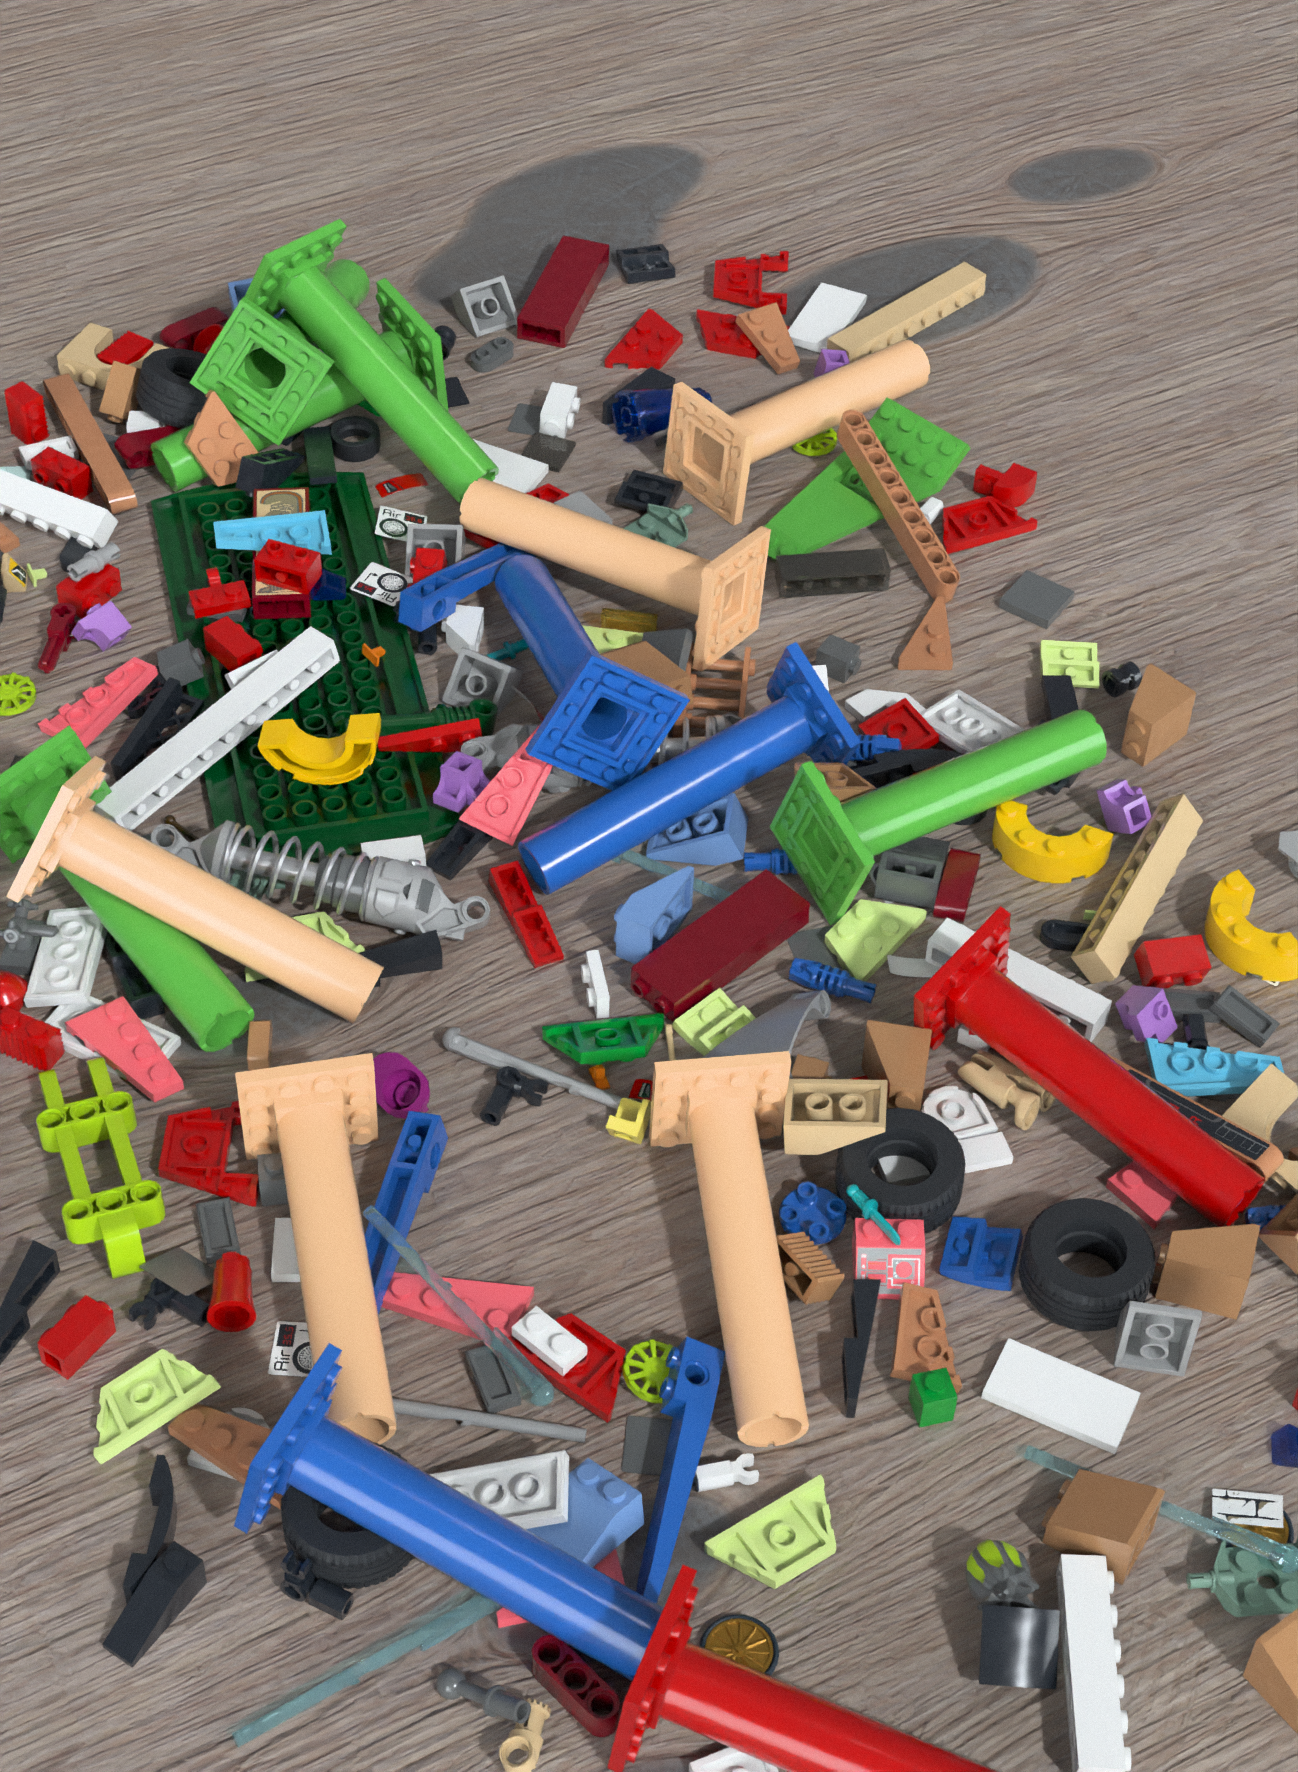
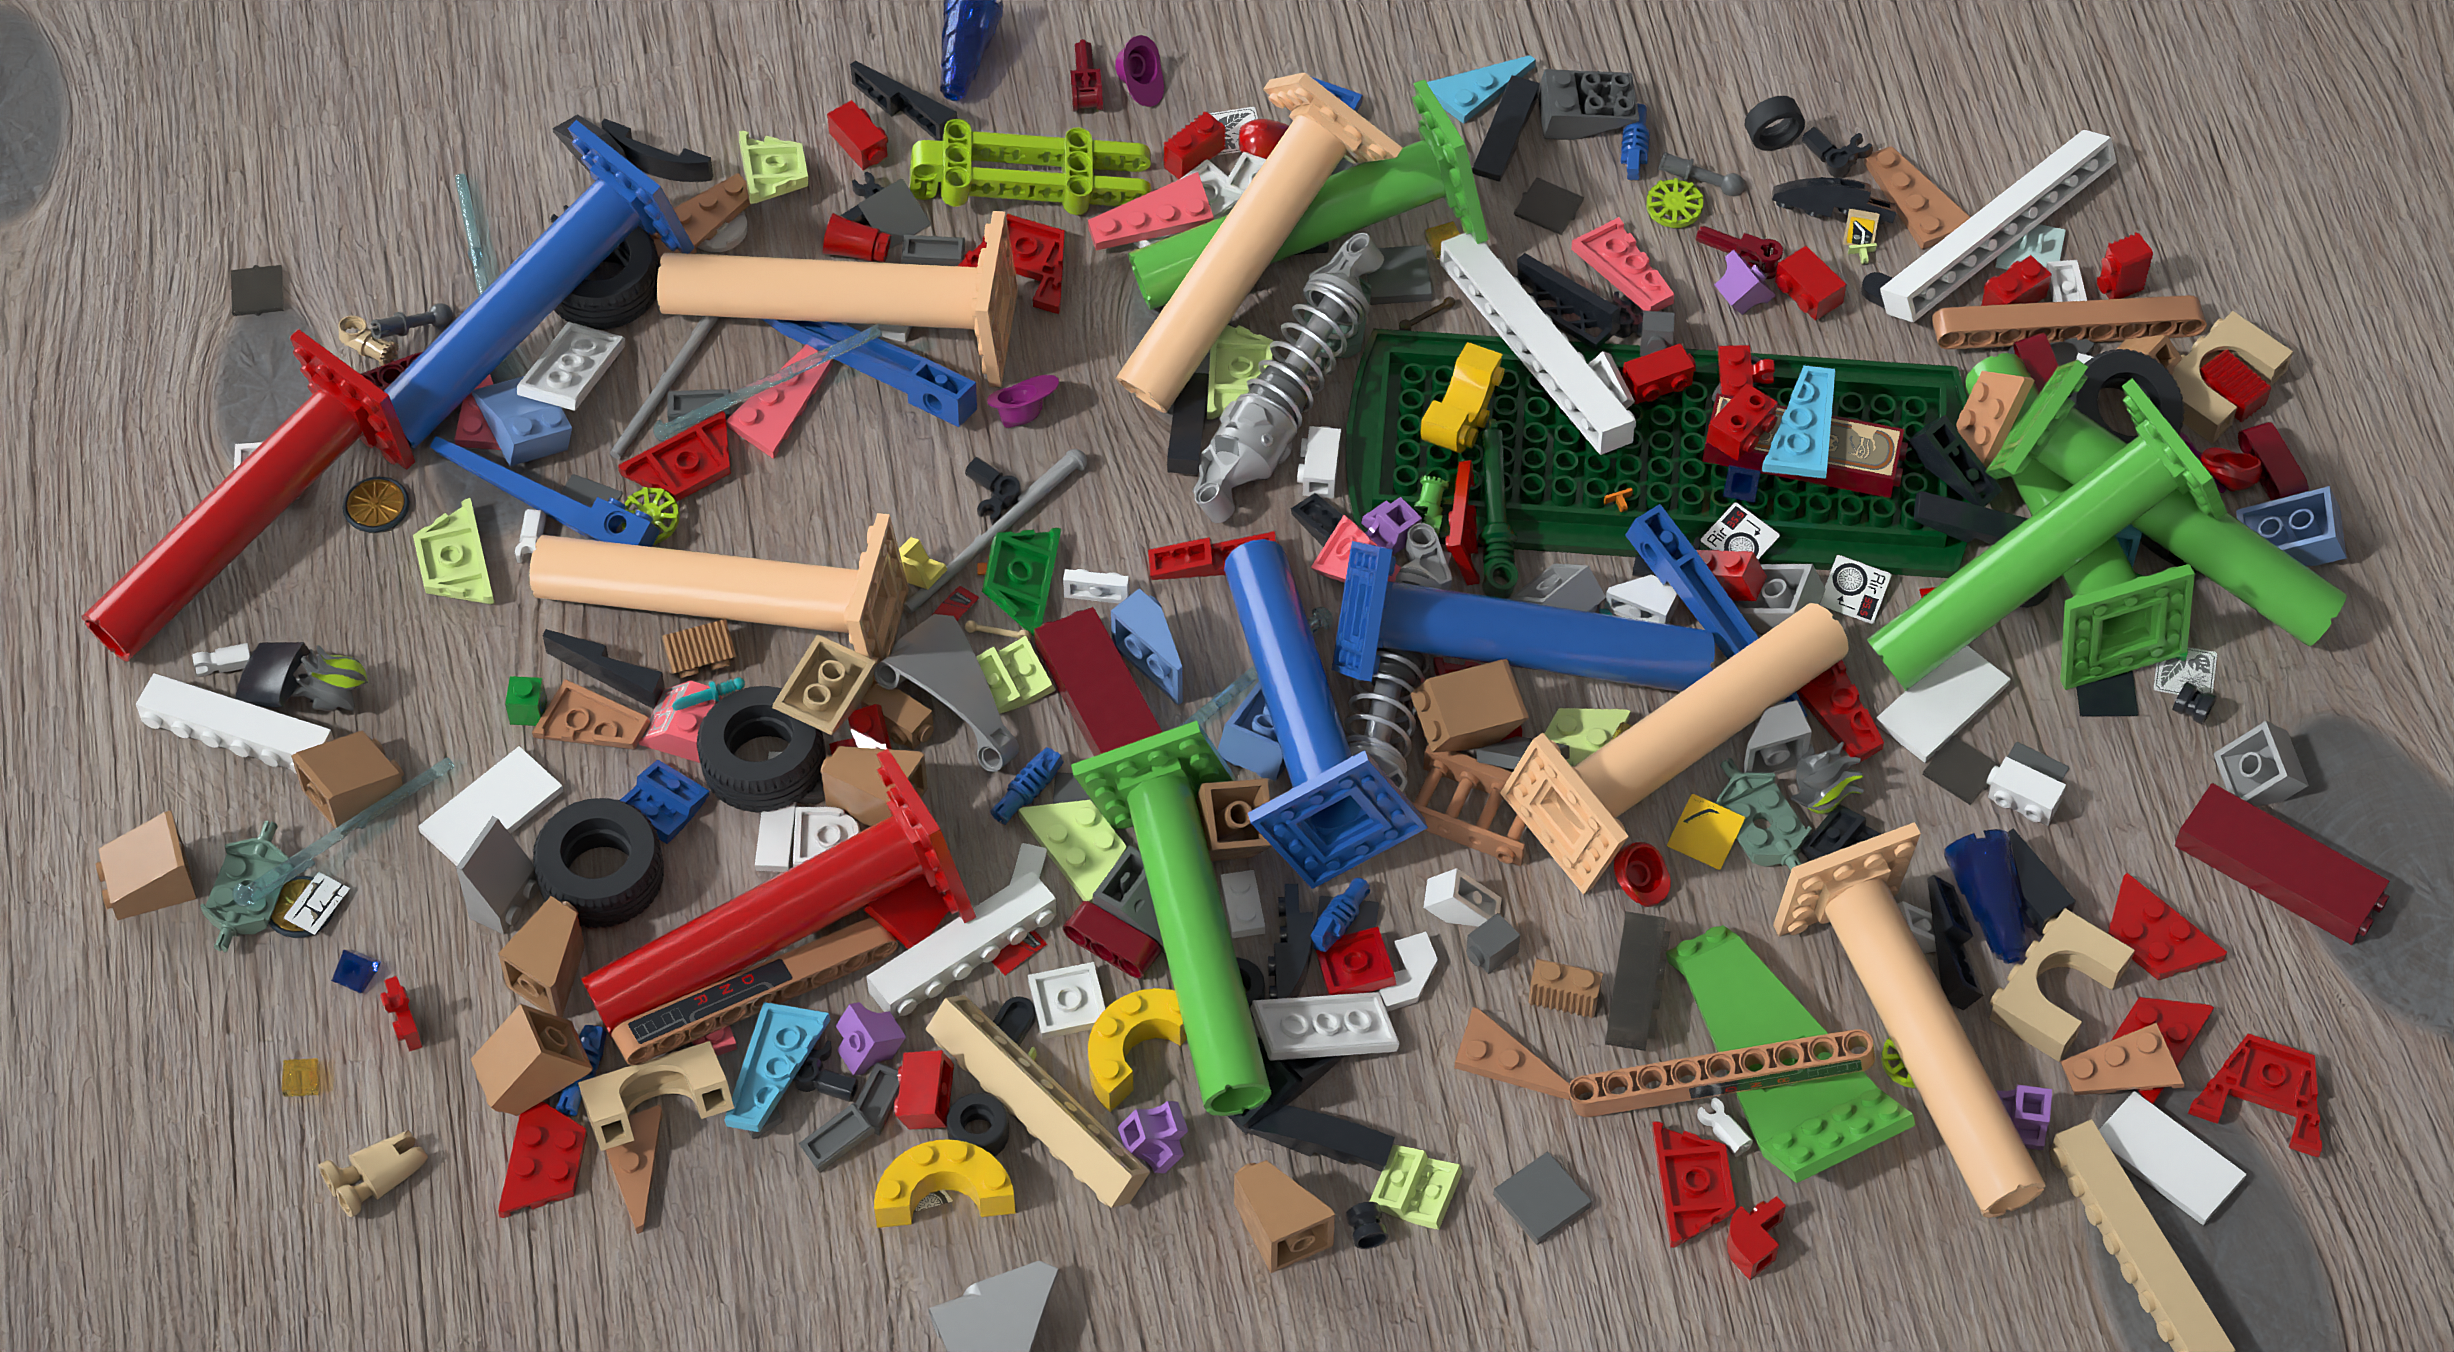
camera: 110 degrees right, 10 degrees up
(93, 561) = (1824, 274): light grey pin -> none
(259, 1044) = (1124, 313): medium nougat piece -> none
(424, 763) = (1430, 501): none -> bright green connector
(492, 354) = (2166, 757): dark grey plate -> none
(549, 1340) = (704, 439): white plate -> none
(607, 496) = (1825, 779): none -> dark grey hair
(645, 263) = (2337, 982): black slope -> none
(732, 391) = (2066, 943): none -> tan arch
(813, 1212) = (761, 670): blue dish -> none
(857, 610) = (1565, 988): none -> medium nougat brick
(1012, 1720) = (223, 659): none -> white bar
(1028, 902) = (1066, 999): none -> white tile
(1180, 911) = (979, 1107): none -> black tyre

